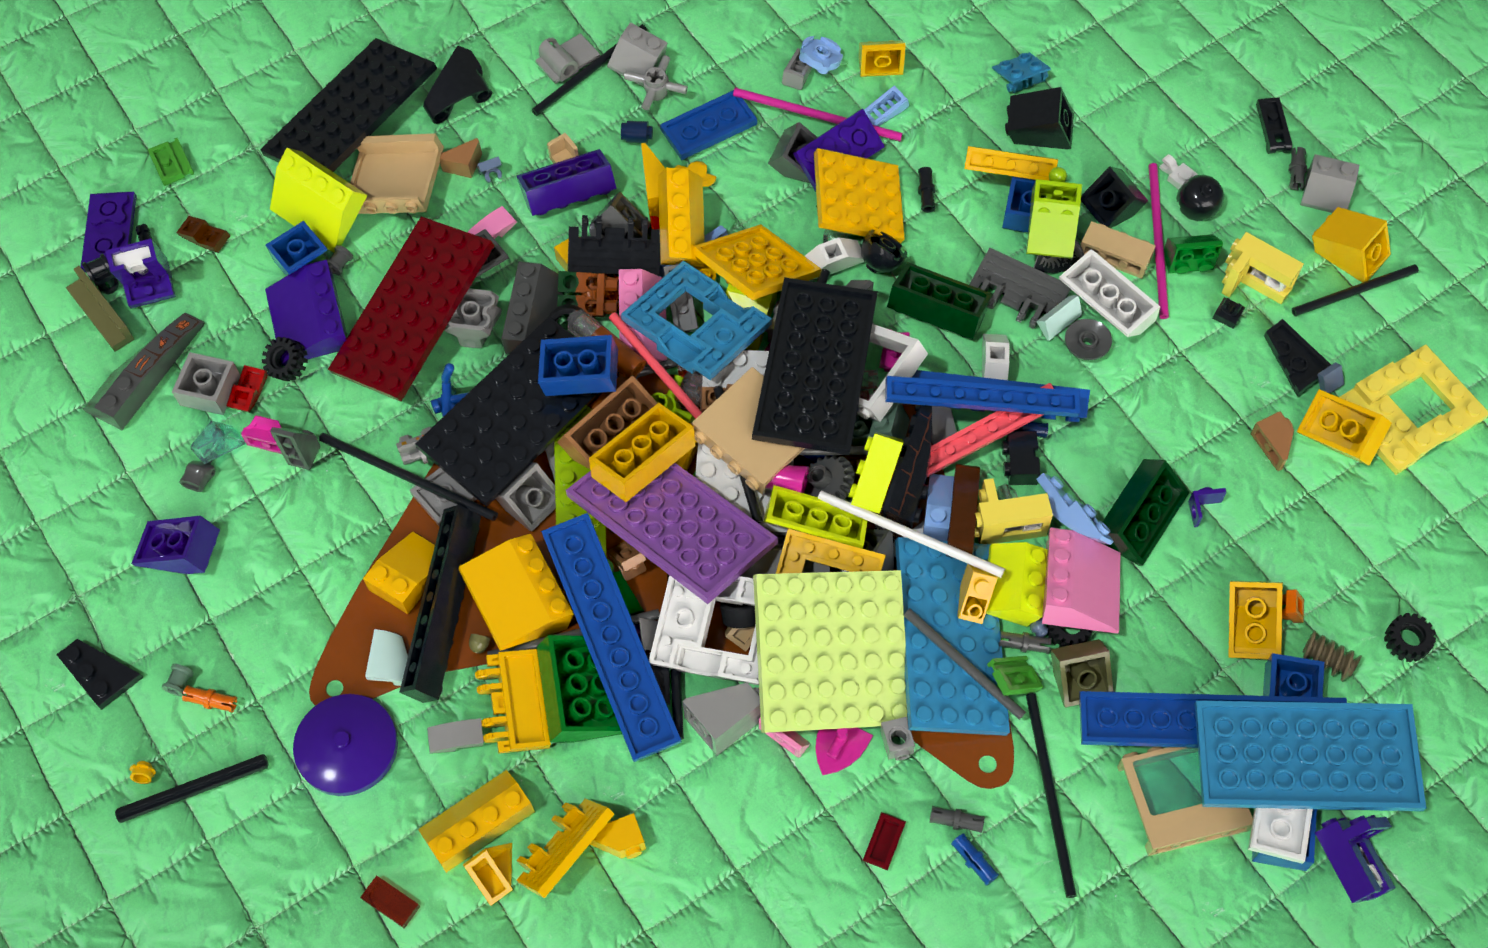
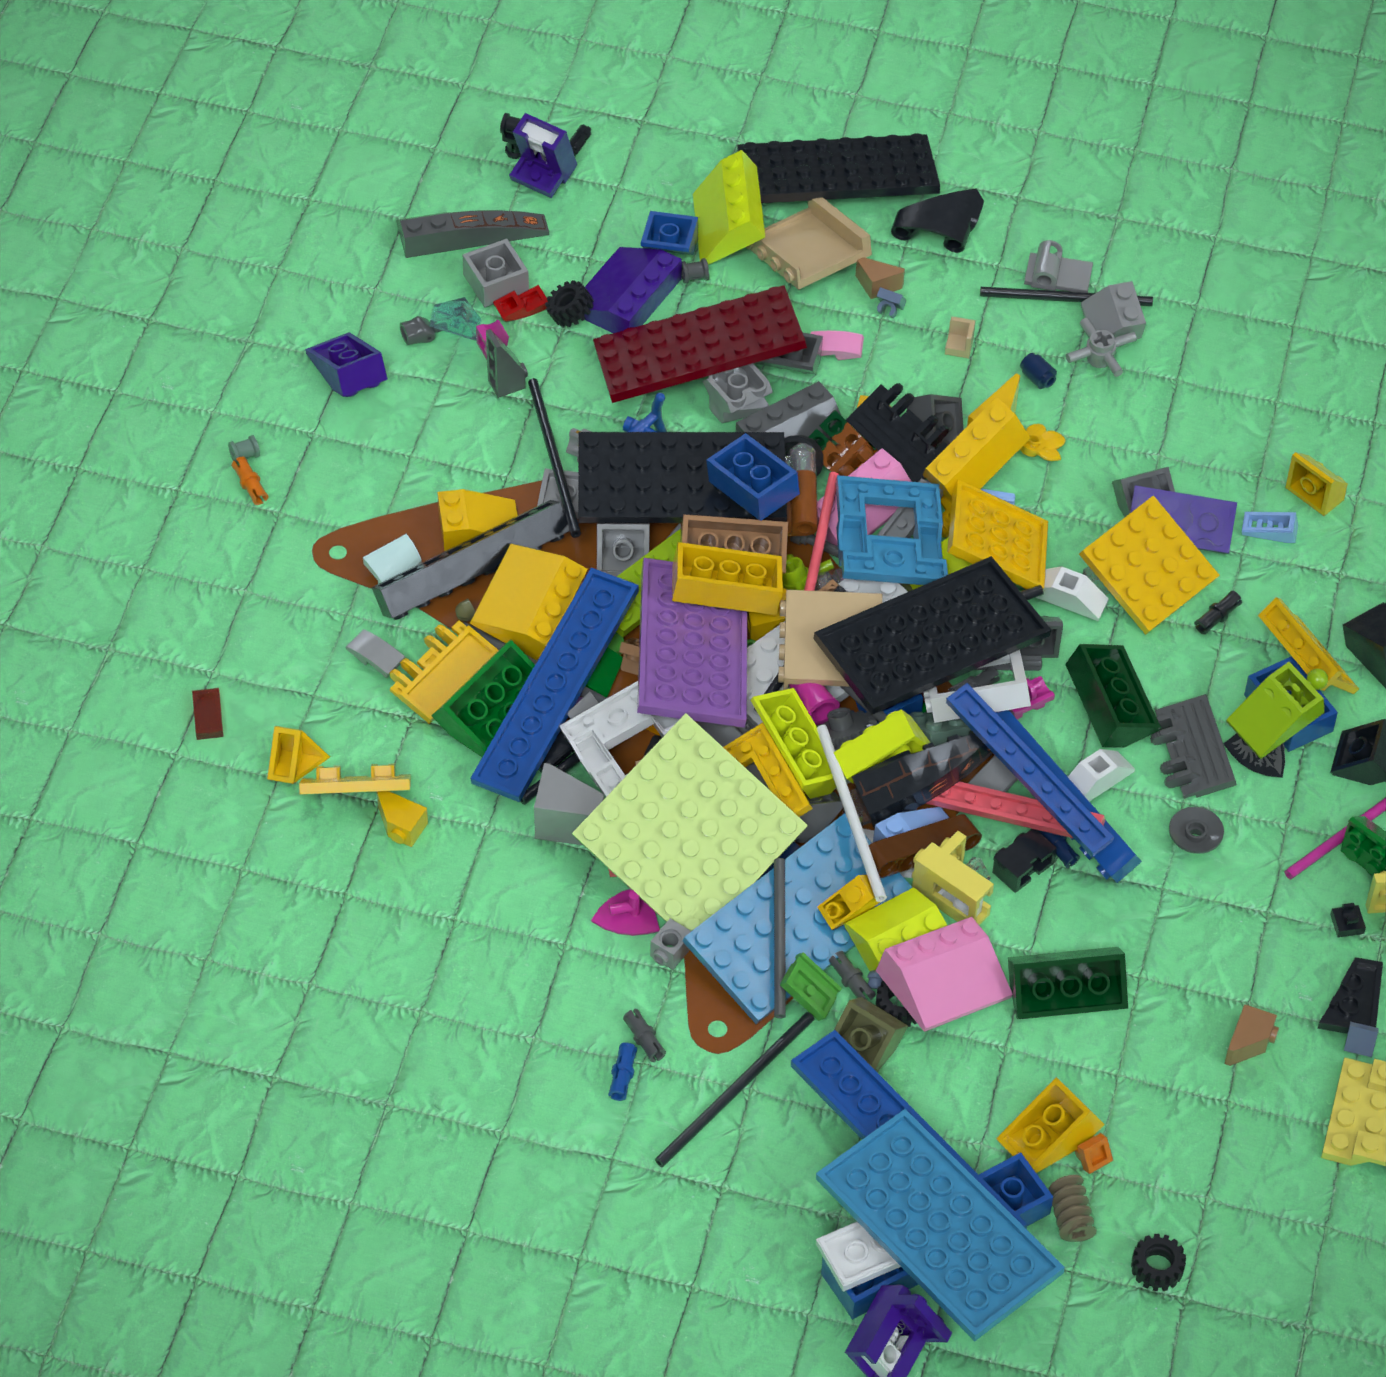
camera: 45 degrees right, 10 degrees down
(97, 673) = (201, 399): black wing -> none
(99, 311) = (485, 164): olive fence -> none
(108, 223) = (569, 104): dark purple piece -> none
(142, 772) = (153, 485): yellow plate -> none
(170, 161) = (662, 99): bright green plate -> none
(191, 788) = (172, 525): black axle -> none
(202, 234) = (623, 170): reddish brown slope -> none
(345, 745) = (300, 592): dark purple dish -> none
(476, 820) = (324, 719): yellow slope -> none
(566, 182) = (933, 360): dark purple slope -> none
(708, 124) = (1105, 414): blue plate -> none
(789, 740) = (597, 876): bright pink slope -> none
(796, 72) = (1226, 444): light grey slope -> none
(803, 110) = (1200, 475): dark pink piece -> none
(811, 54) = (1263, 449): light blue plate -> none
(882, 252) = (1112, 620): black cylinder -> none
(884, 841) = (575, 998): dark red tile -> none
(1060, 317) = (1193, 794): light aqua slope -> none
(1073, 513) = (1004, 921): light blue slope -> none
(1111, 294) = (1253, 813): white slope -> none
(1118, 249) = (1315, 791): tan brick -> none
(1170, 800) = (790, 1181): panel -> none
(1204, 496) = (1129, 1016): dark purple bracket -> none
(1344, 427) = (1316, 1078): yellow slope -> none

